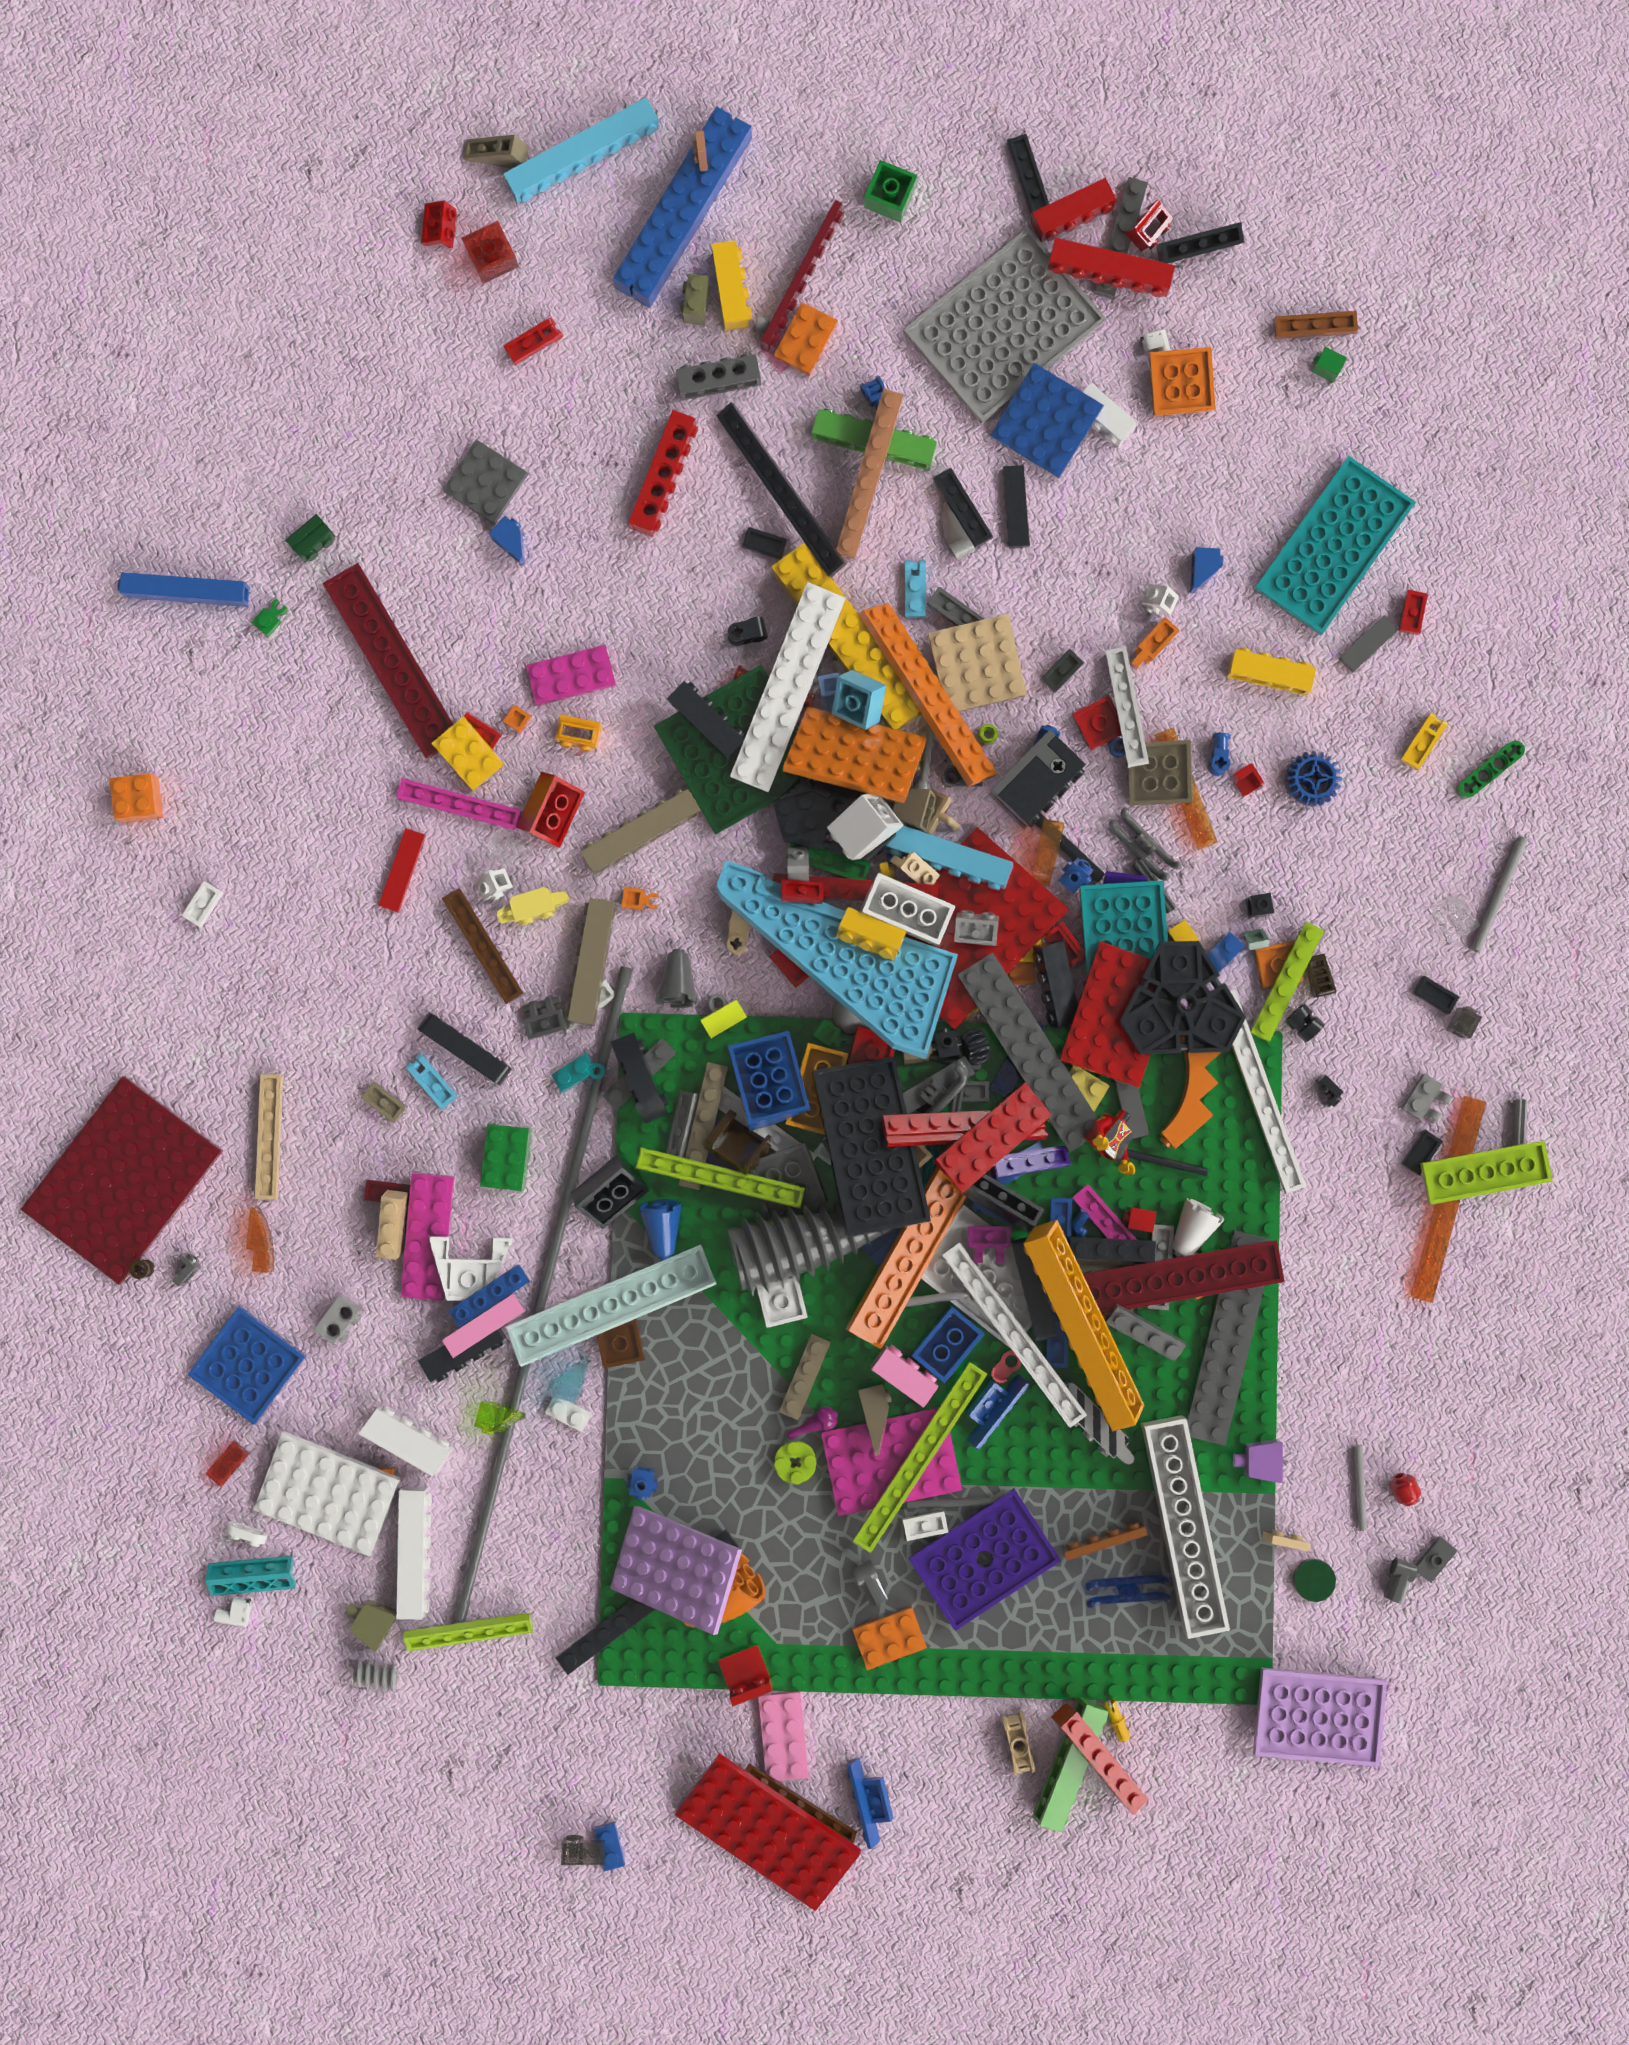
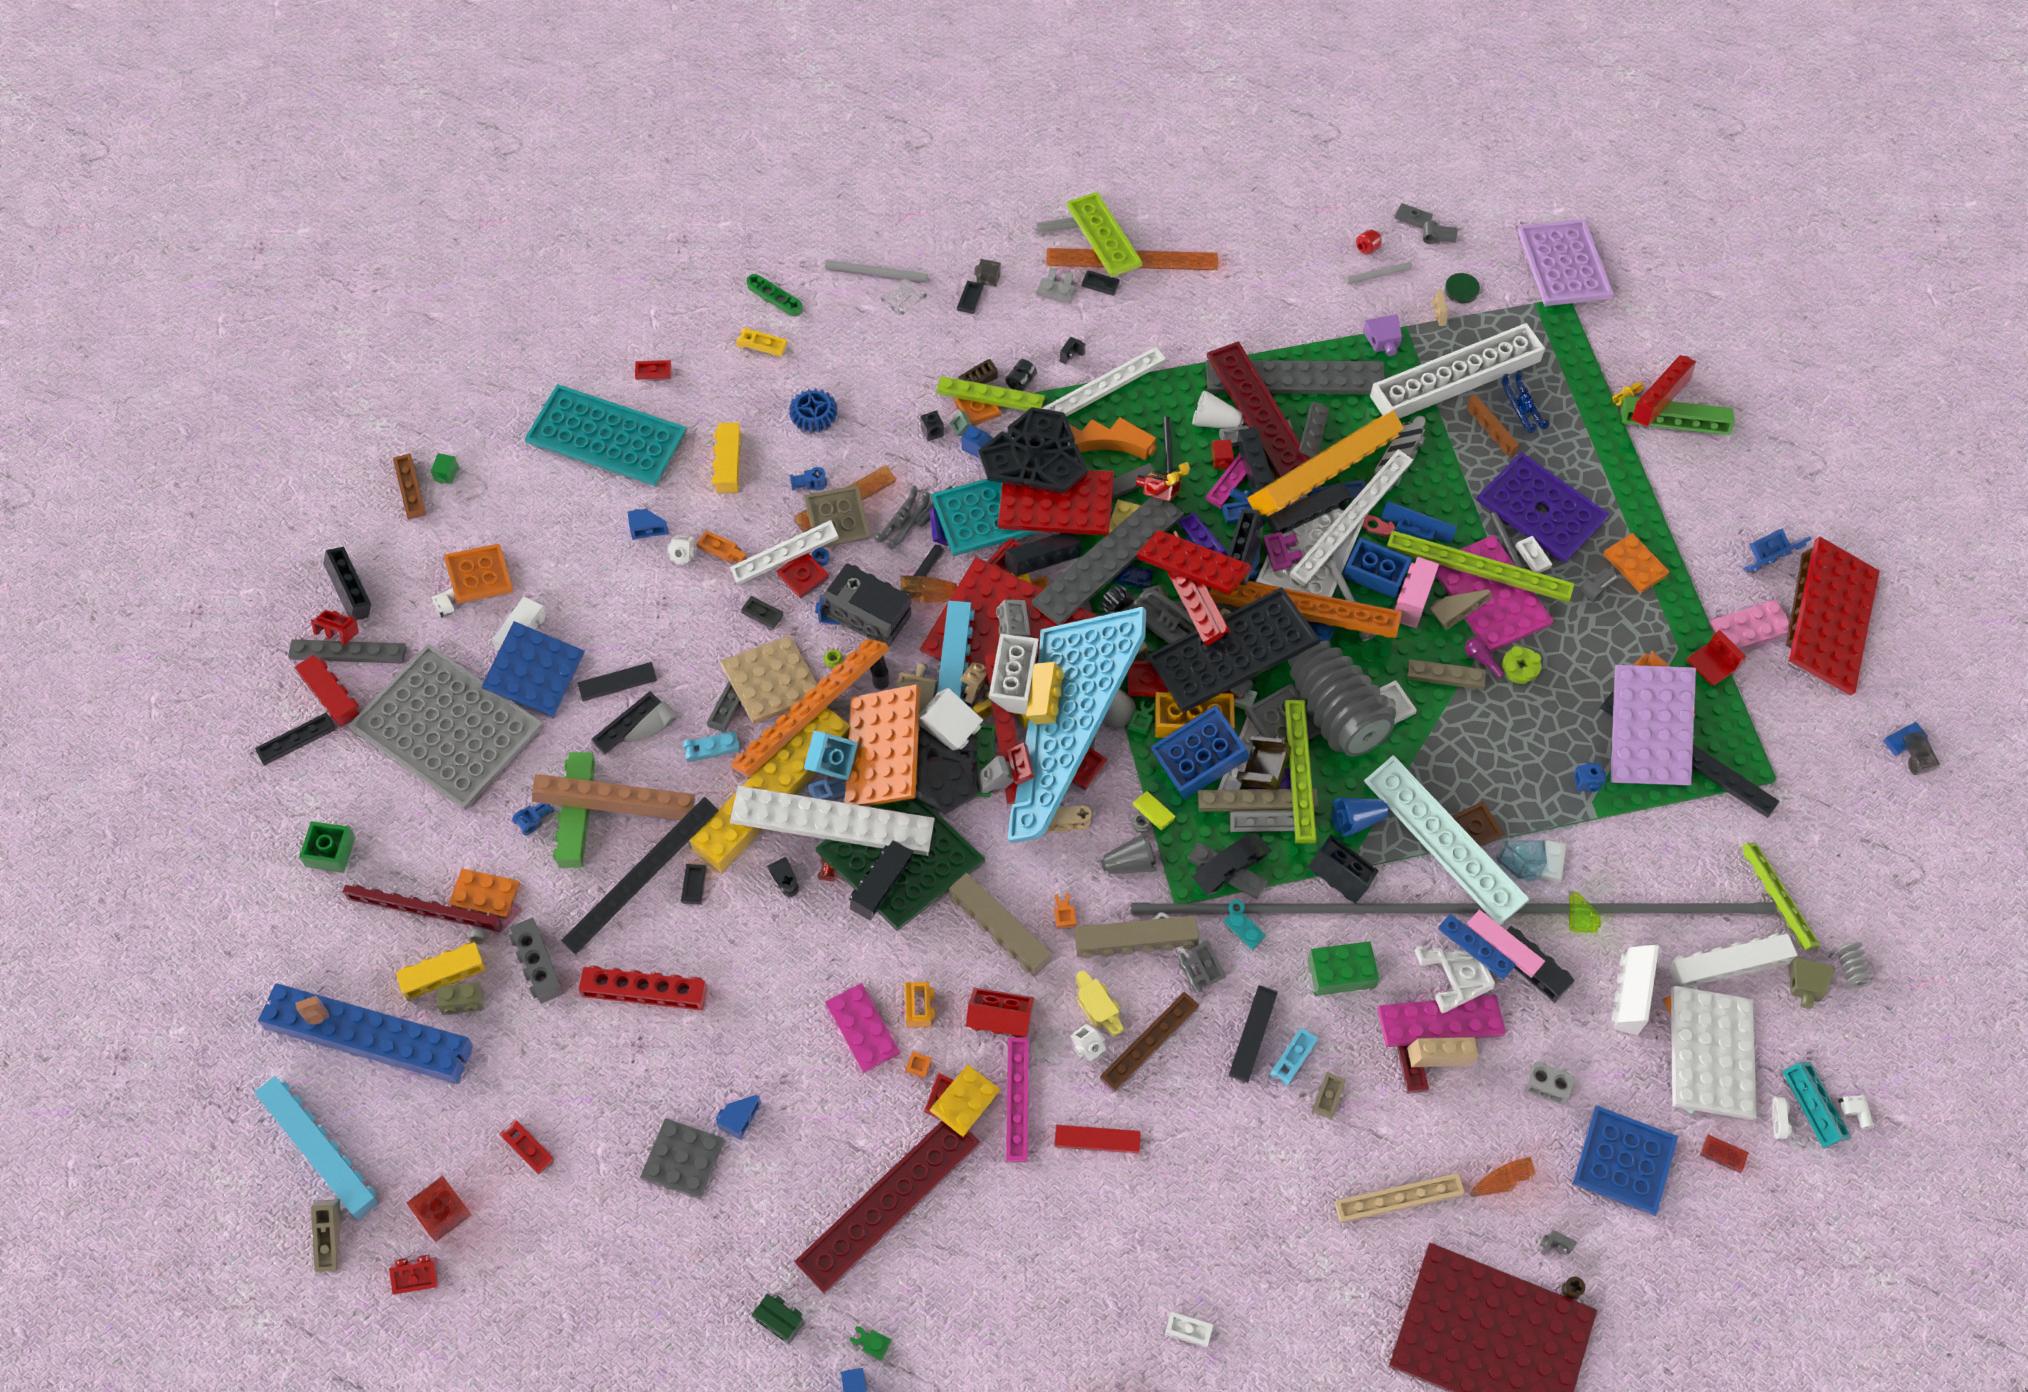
camera: 105 degrees left, 25 degrees down
(1020, 1756) = (1677, 455): tan piece -> none
(1076, 874) = (943, 561): blue brick -> none
(1111, 267) = (380, 646): red brick -> none
(1181, 932) = (972, 473): yellow brick -> none
(1247, 779) = (824, 456): red panel -> none
(1368, 644) = (686, 396): dark grey tile -> none

